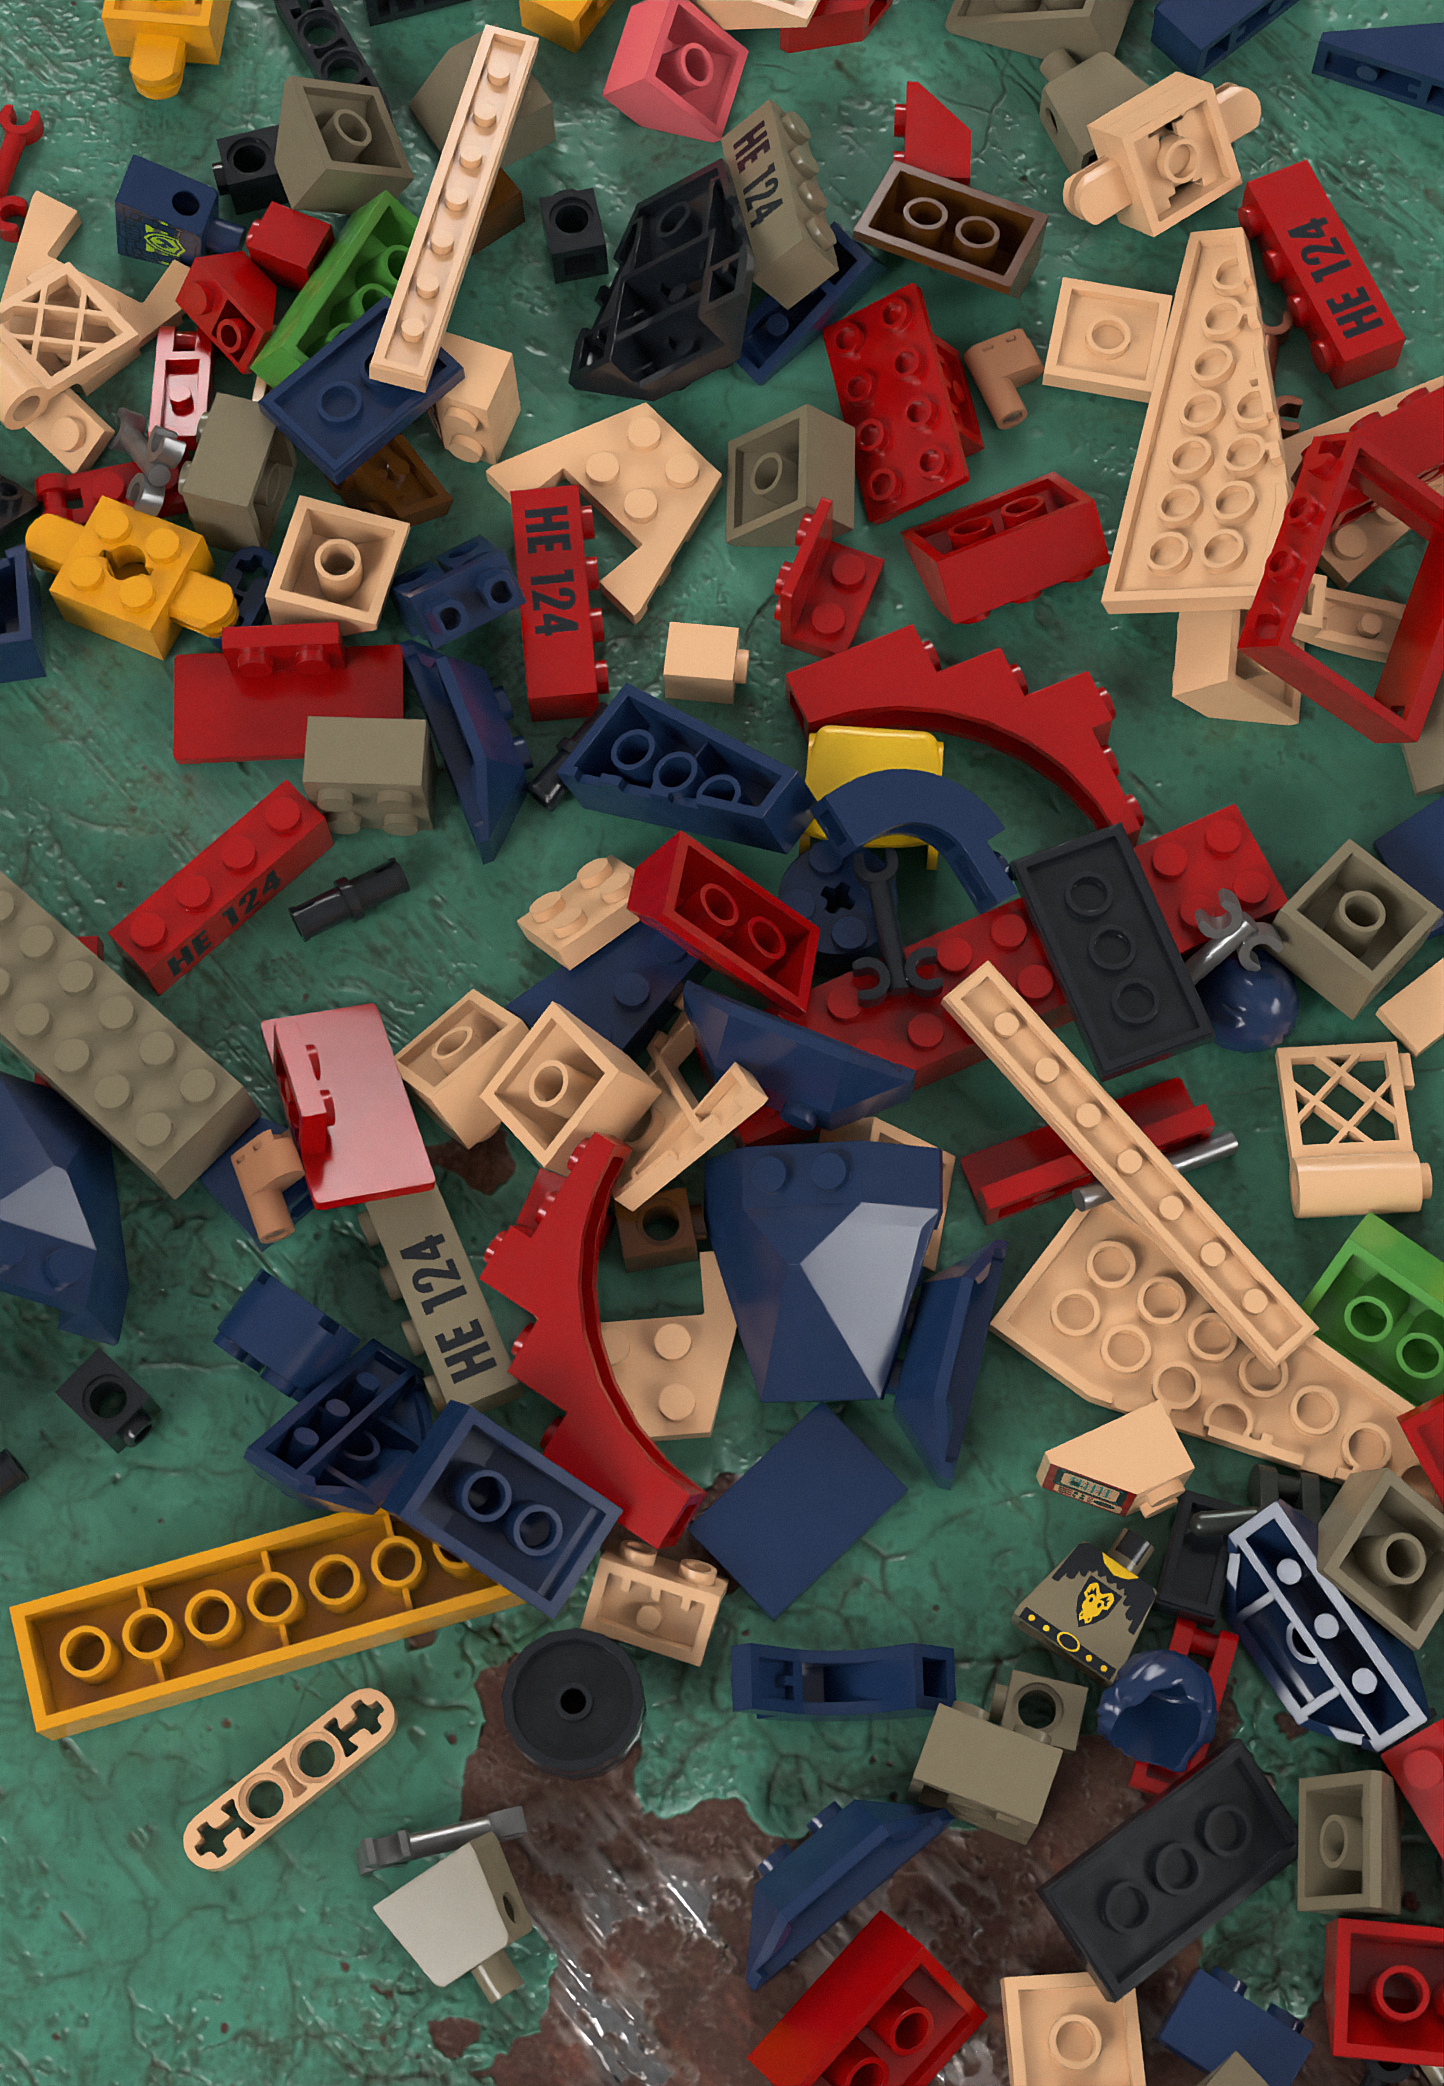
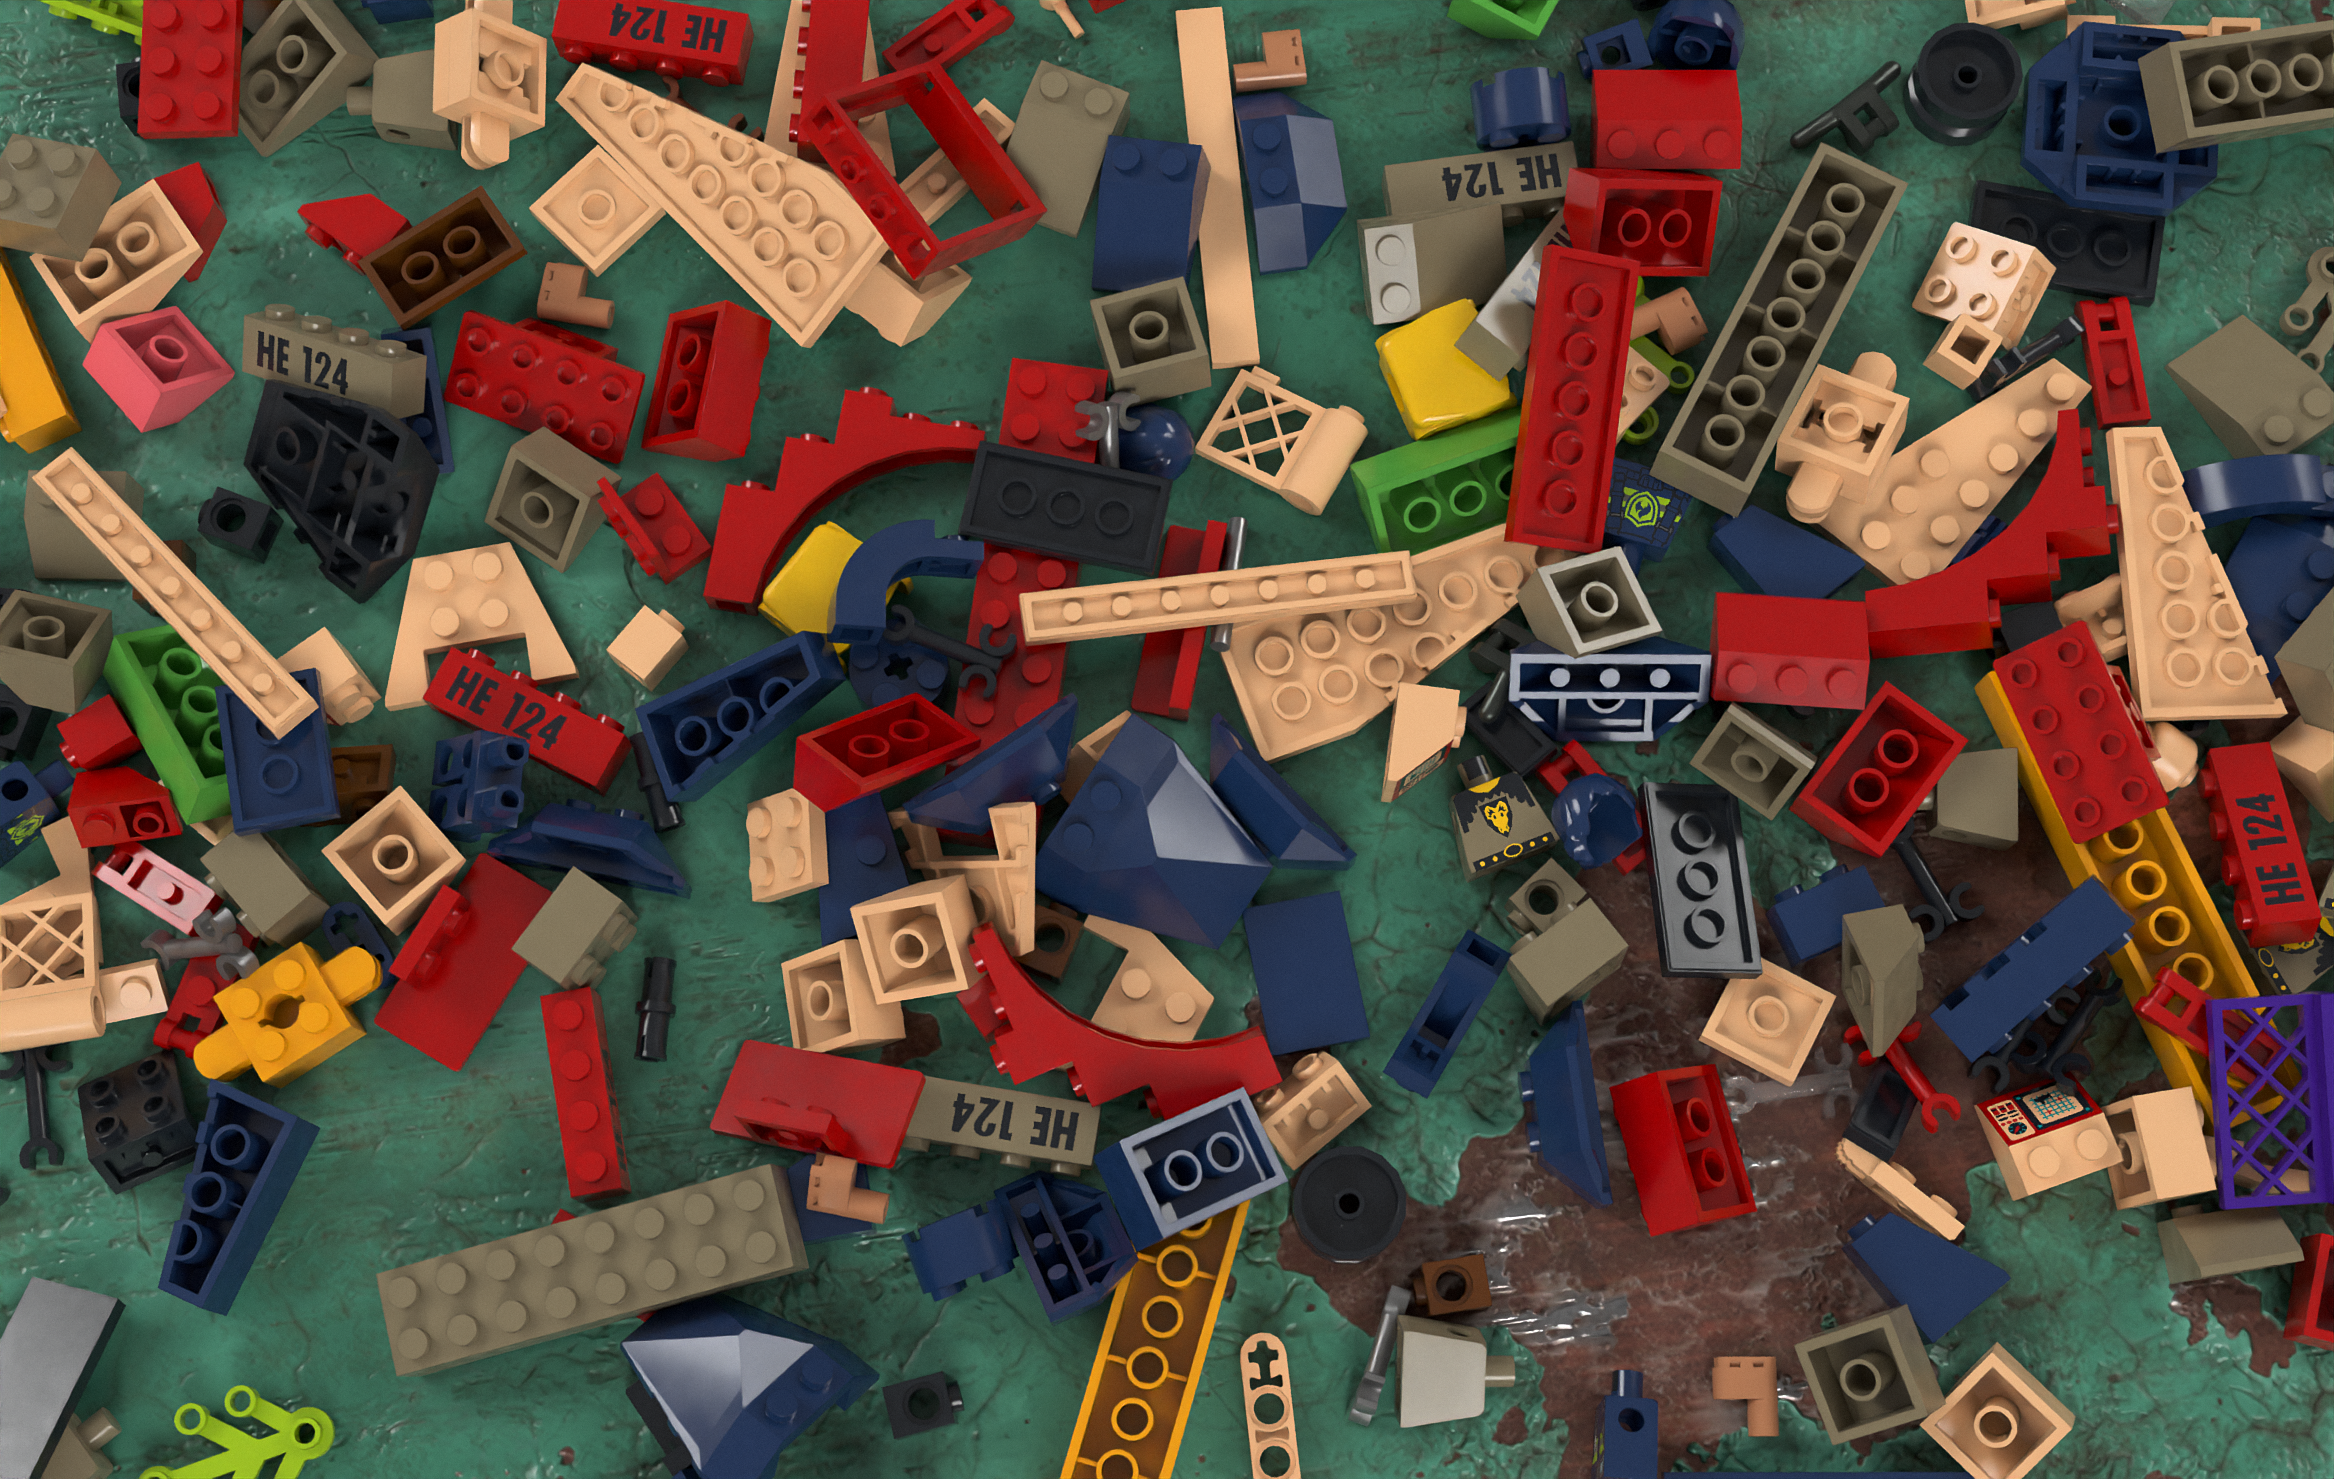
camera: 60 degrees left, 5 degrees up
(577, 1897) = (1475, 1286): none -> reddish brown brick

